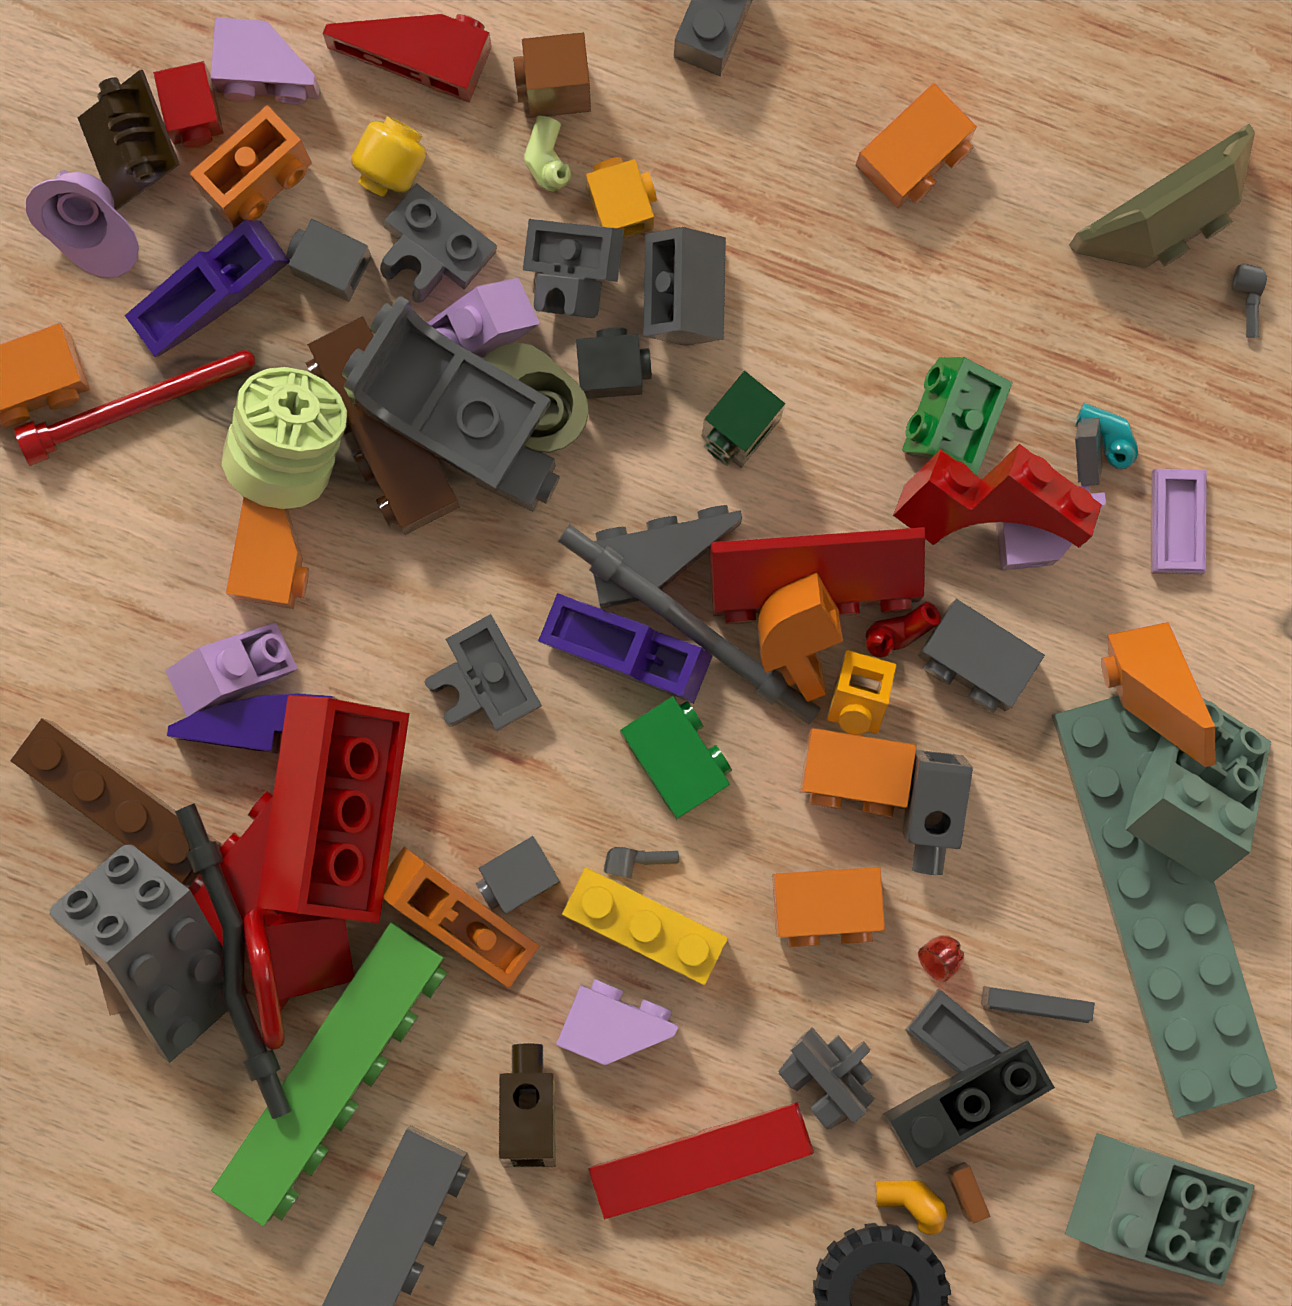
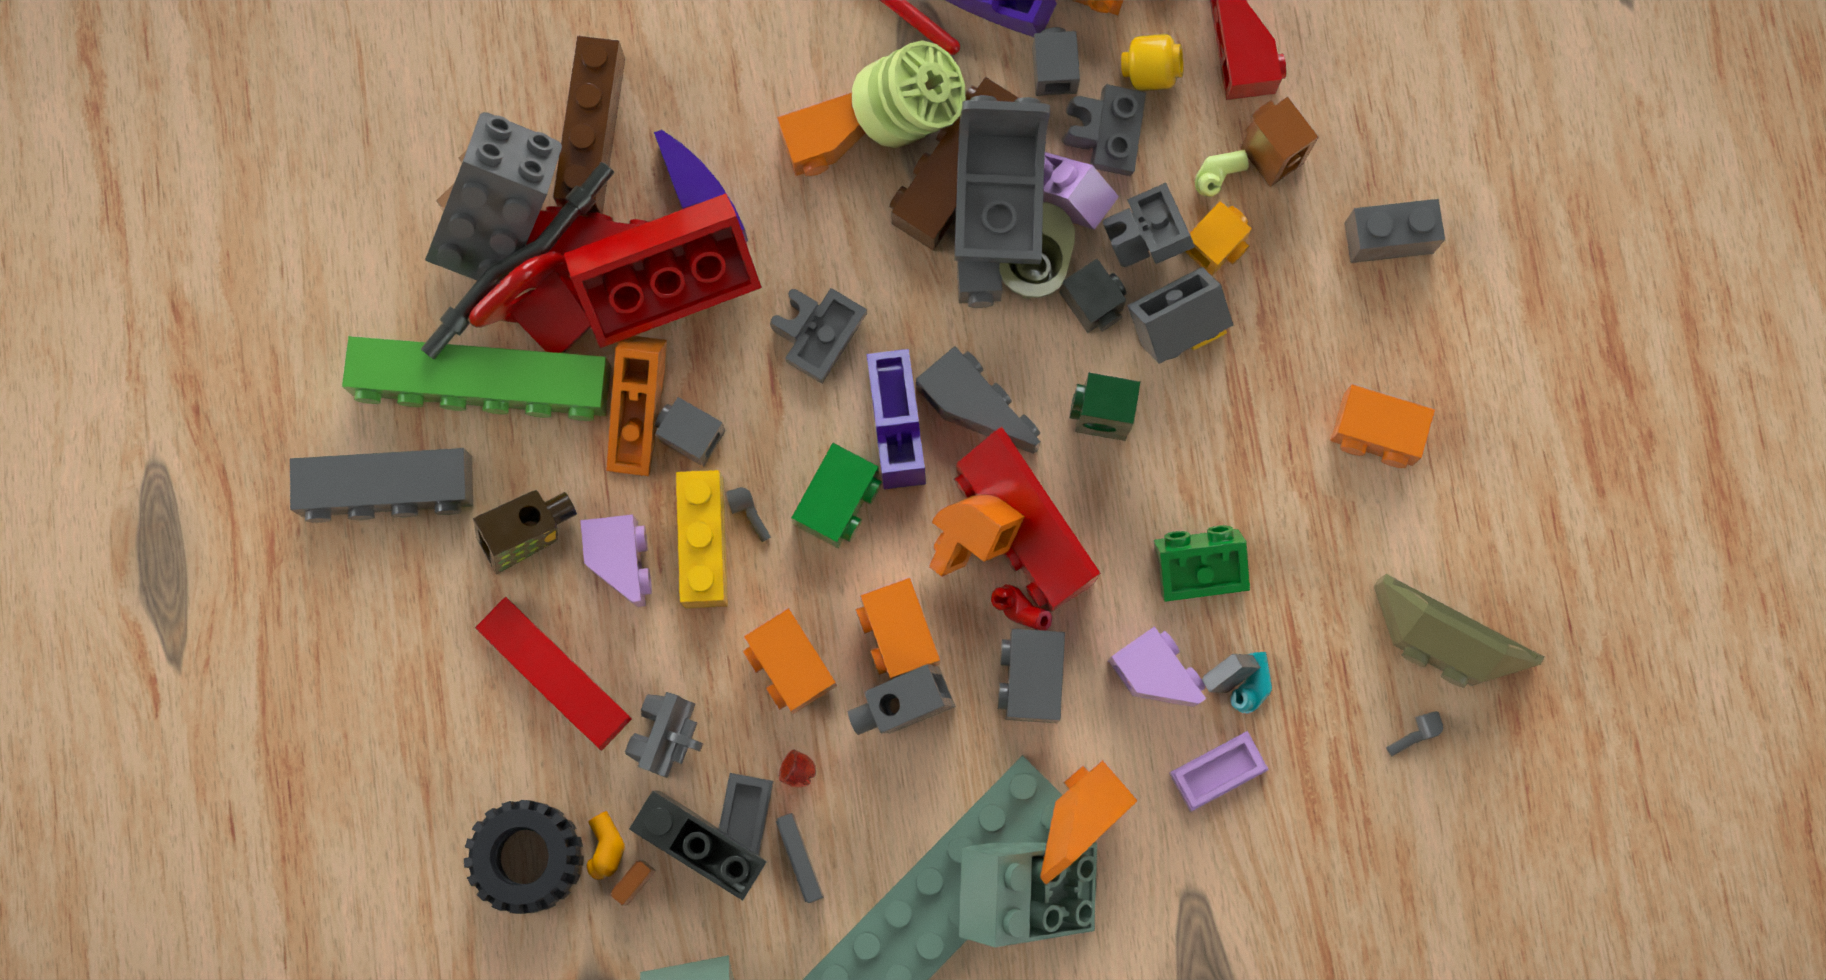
camera: 65 degrees right, 5 degrees down
(230, 668) = (728, 153): lavender slope -> none
(608, 564) = (946, 367): dark grey bar -> none
(856, 706) = (945, 602): light orange brick -> none
(1017, 490) = (1168, 631): red arch -> none

